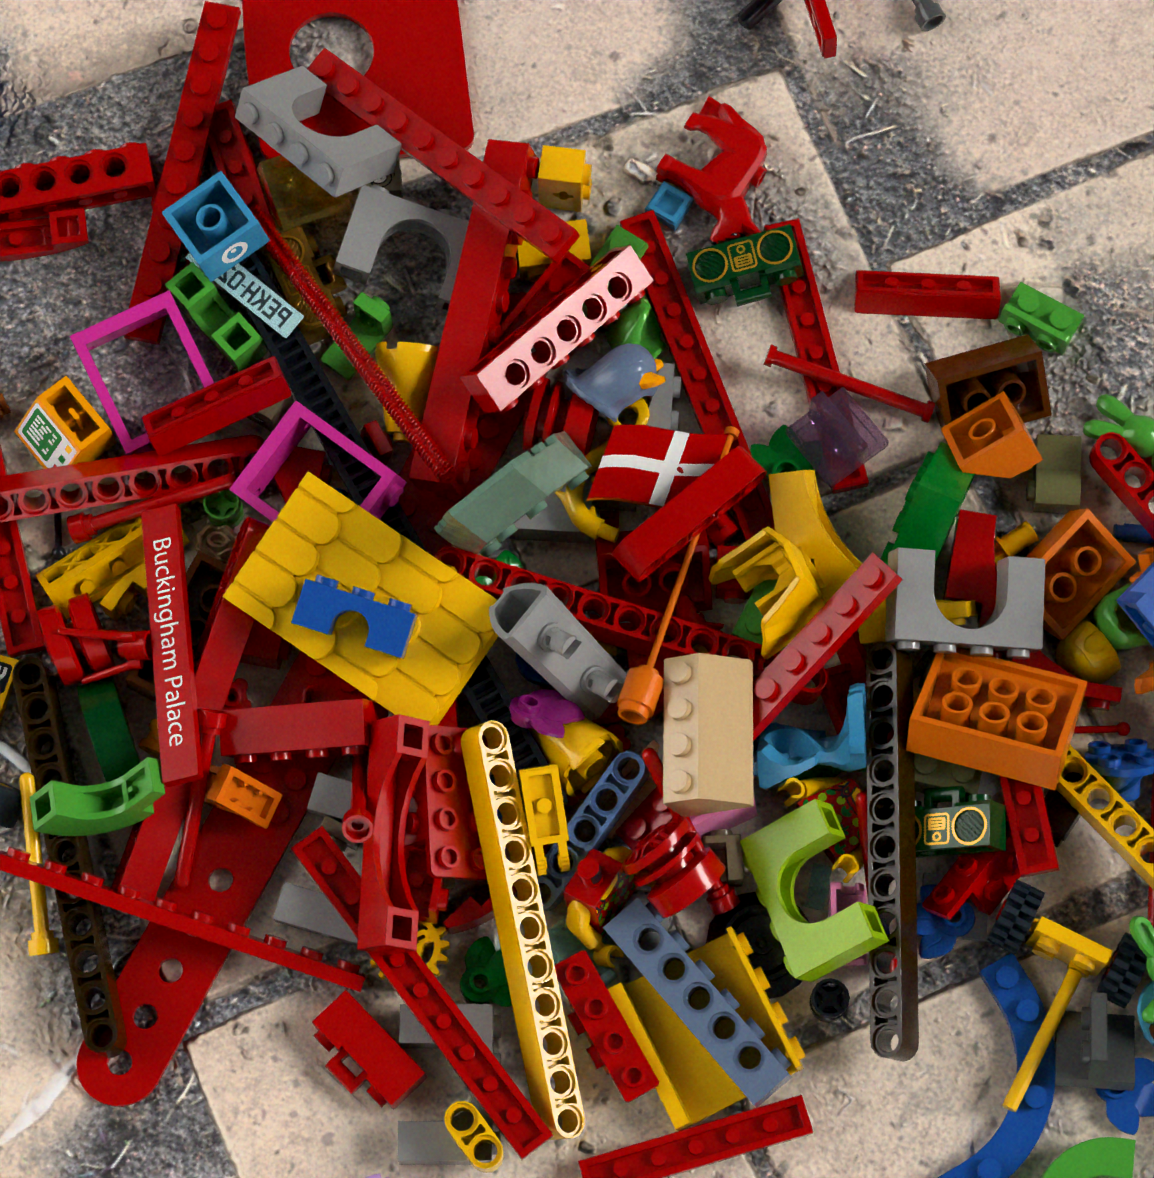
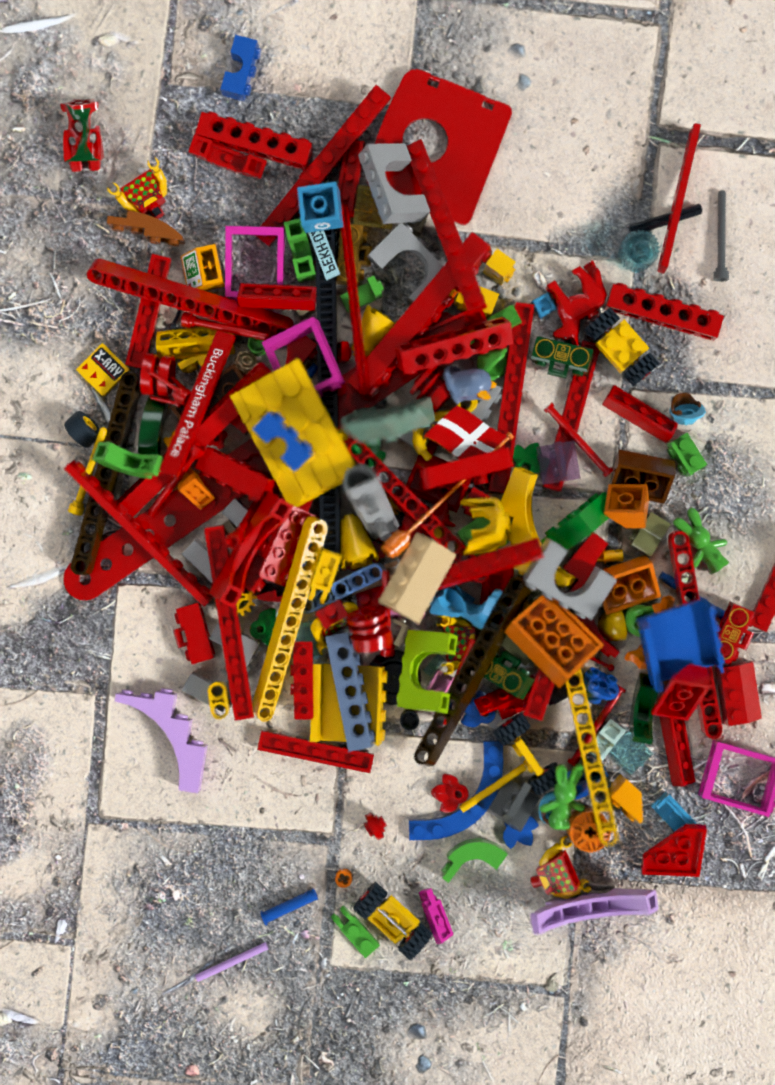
camera: 30 degrees right, 15 degrees up
(544, 712) = (350, 527): magenta plate -> none
(775, 43) = (631, 258): none -> clear light blue brick
(834, 199) = (621, 346): none -> plate
(892, 123) = (712, 318): none -> red brick
(968, 1098) = (447, 793): none -> red plate
(997, 245) = (686, 409): none -> medium azure piece

